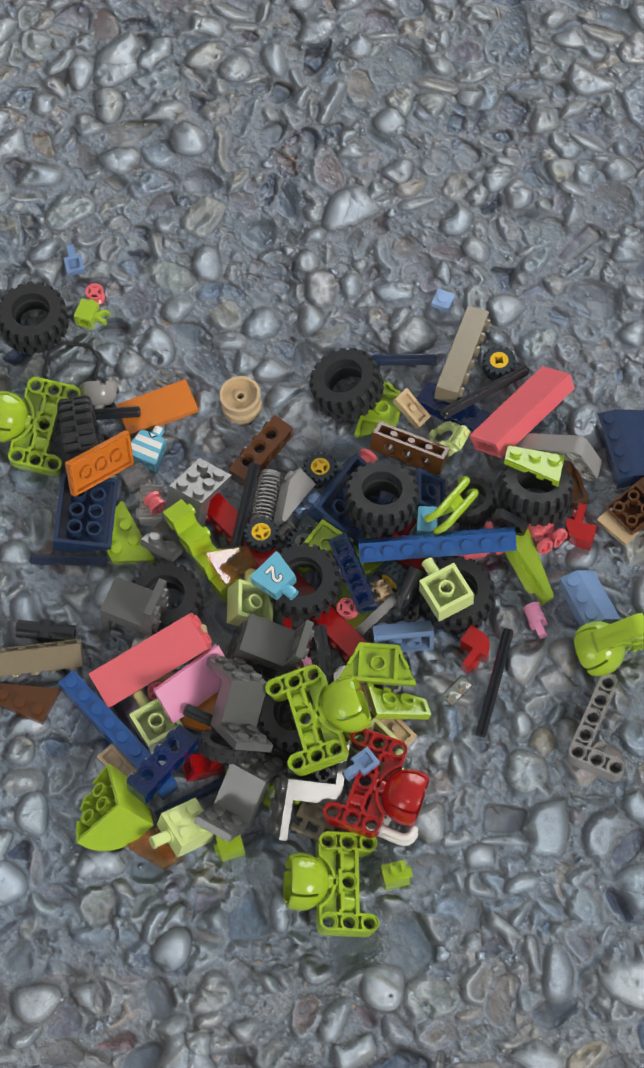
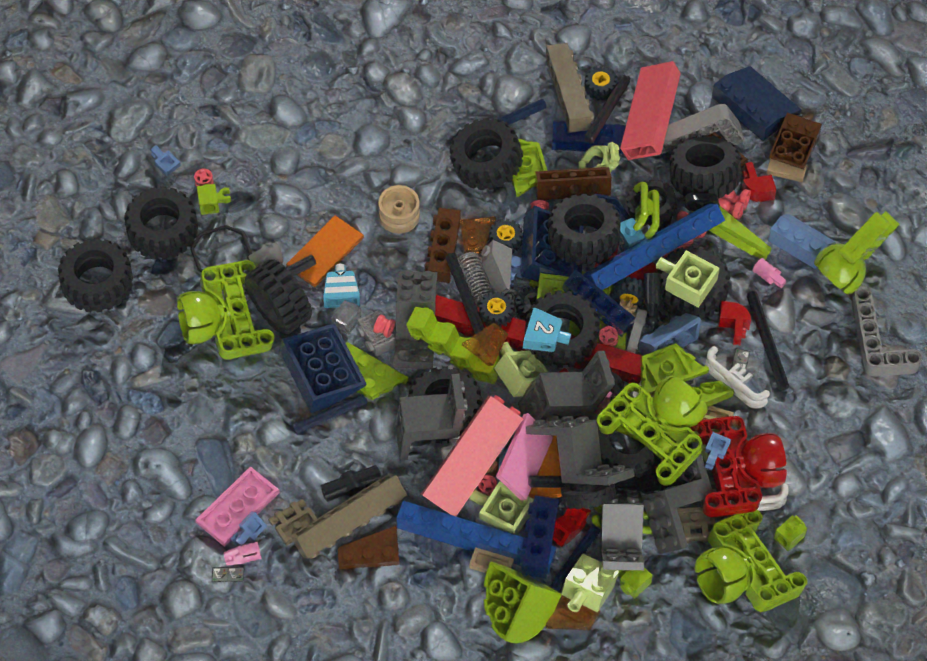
camera: 35 degrees left, 5 degrees down
(99, 463) = (315, 313): orange tile -> none
(296, 453) = (475, 233): none -> clear orange wing
(411, 408) = (552, 150): tan plate -> none
(438, 705) = (736, 381): none -> white piece
(443, 300) = (517, 53): light blue plate -> none
(541, 463) = (698, 141): lime wing -> none

